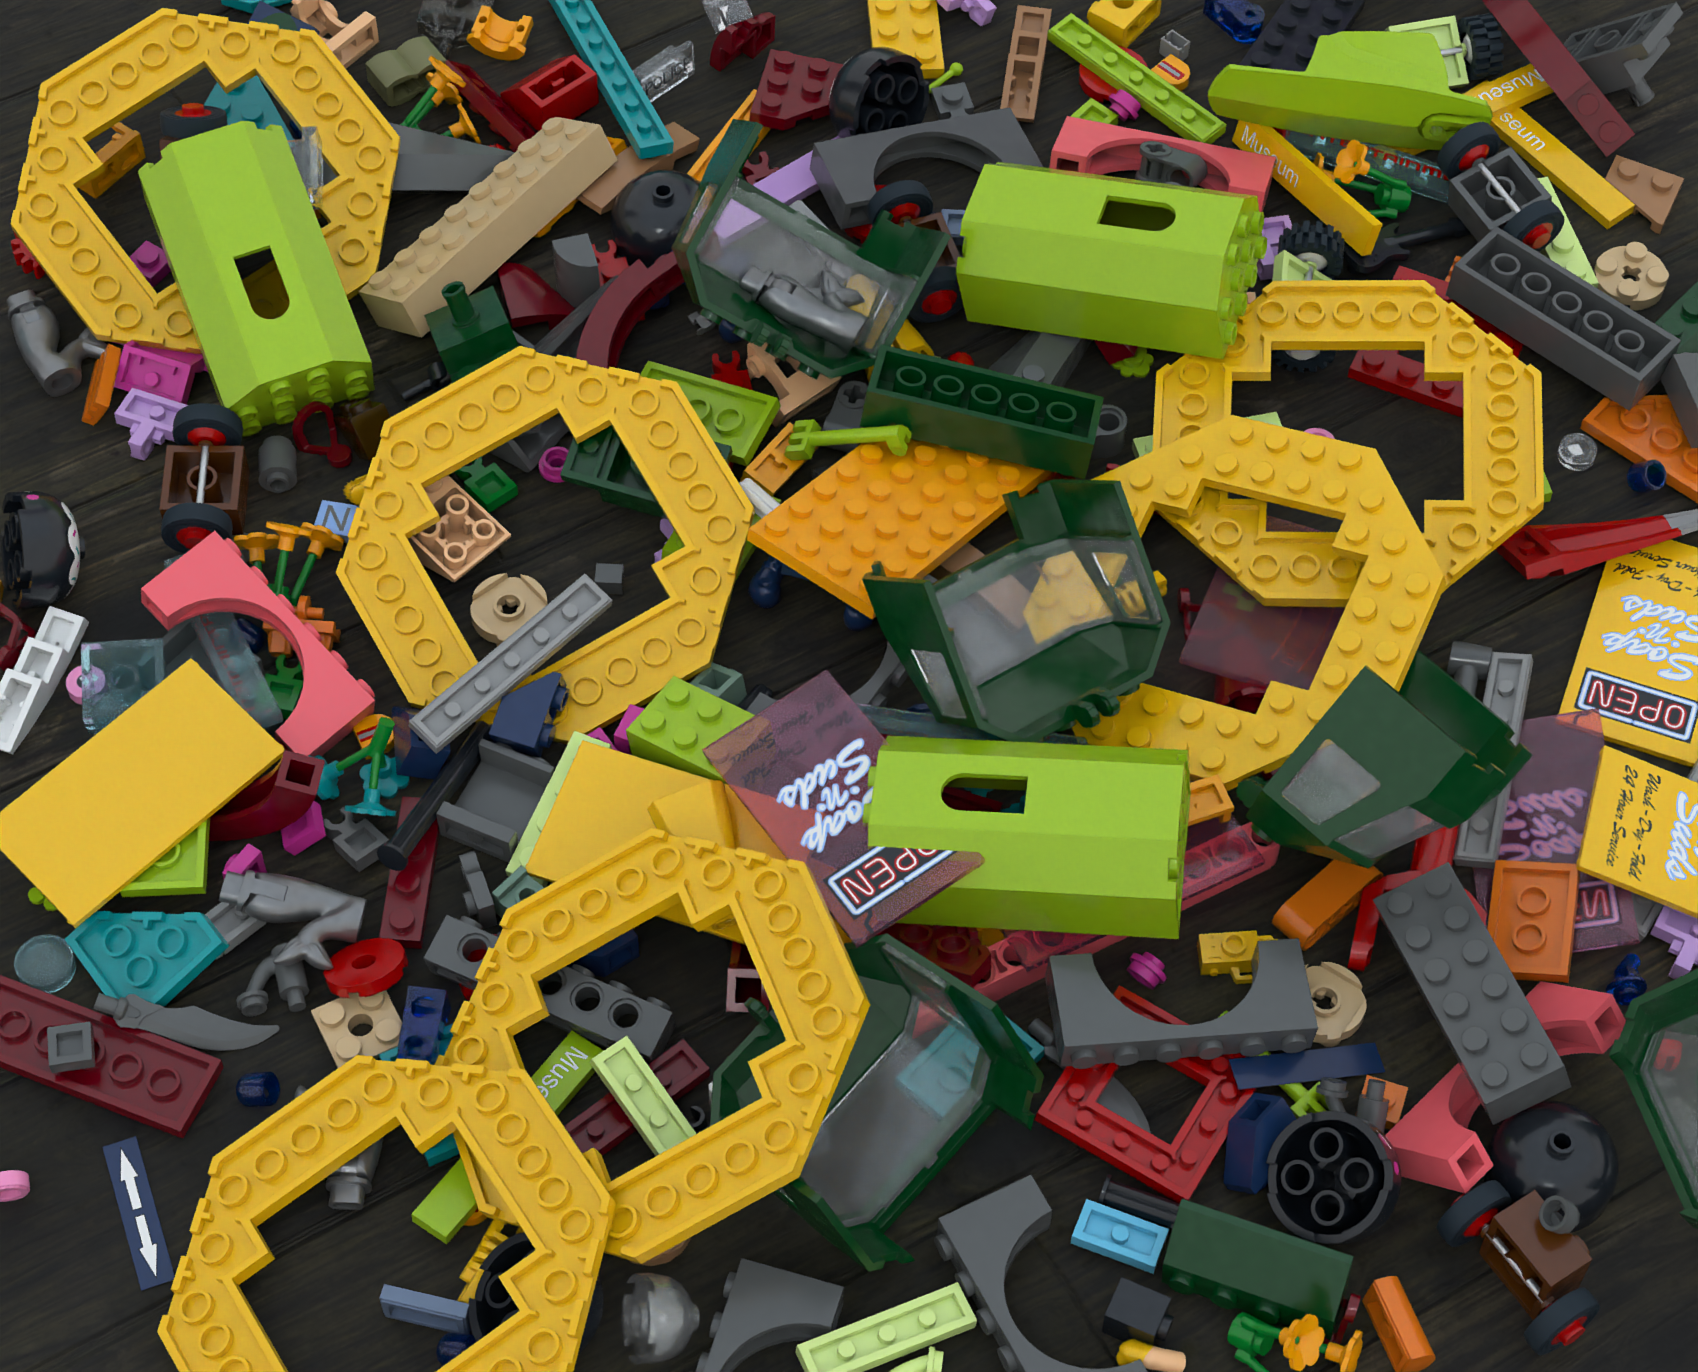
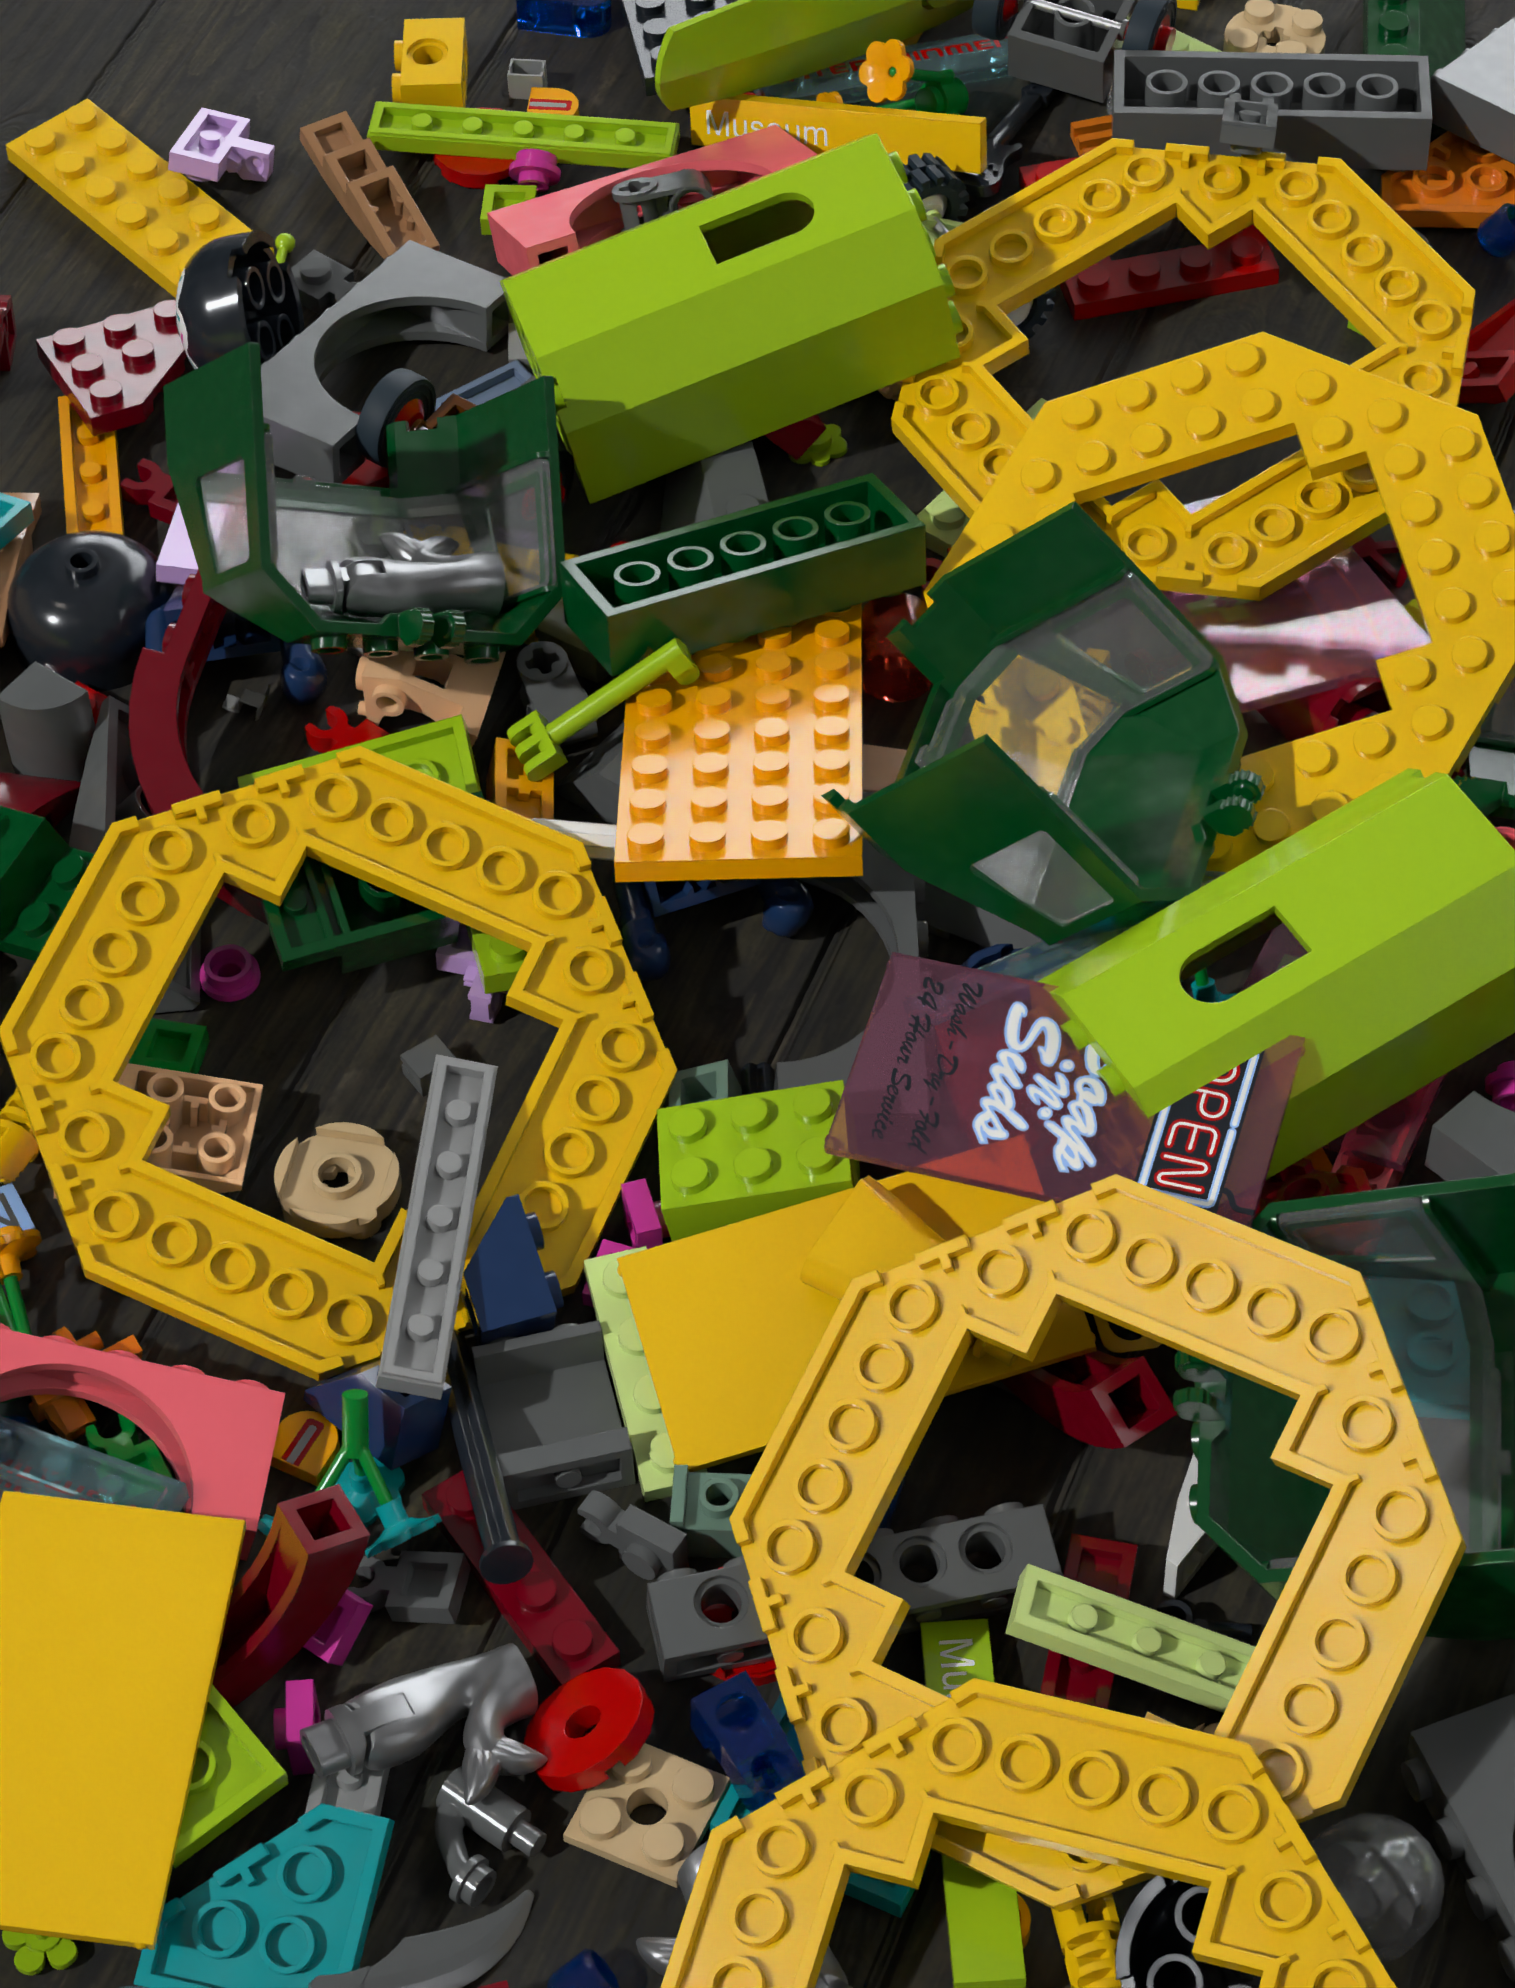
camera: 35 degrees left, 5 degrees down
(1509, 317) = (1248, 124): none -> dark grey hinge

